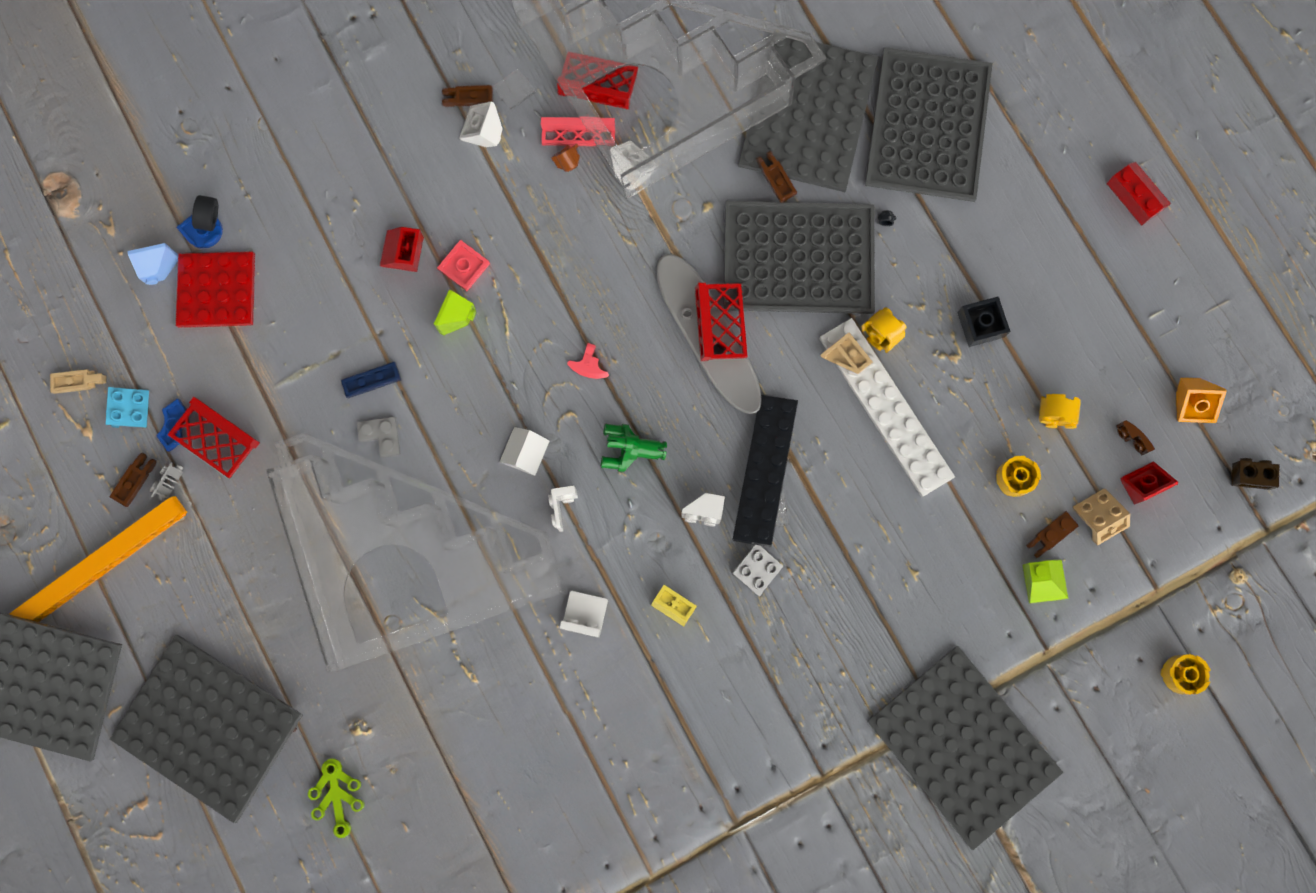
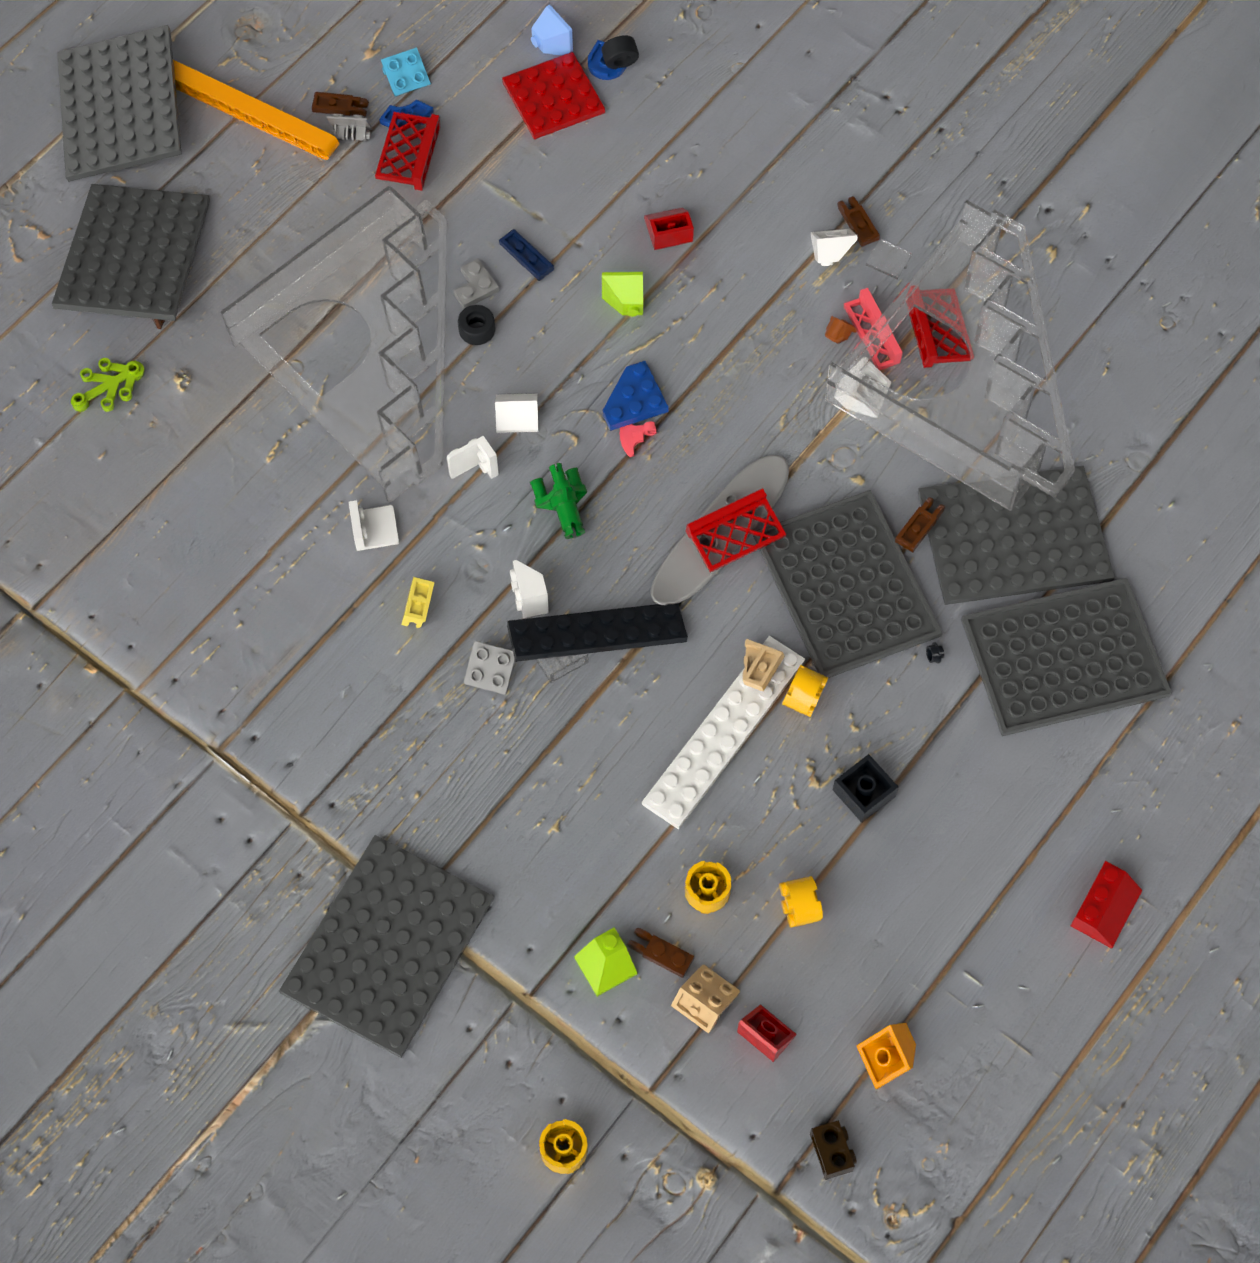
camera: 65 degrees right, 15 degrees down
(75, 381) = (412, 23): tan hinge -> none
(425, 438) = (473, 314): none -> black tyre
(463, 265) = (681, 286): coral tile -> none
(556, 348) = (634, 398): none -> blue plate
(1129, 431) = (814, 993): reddish brown slope -> none

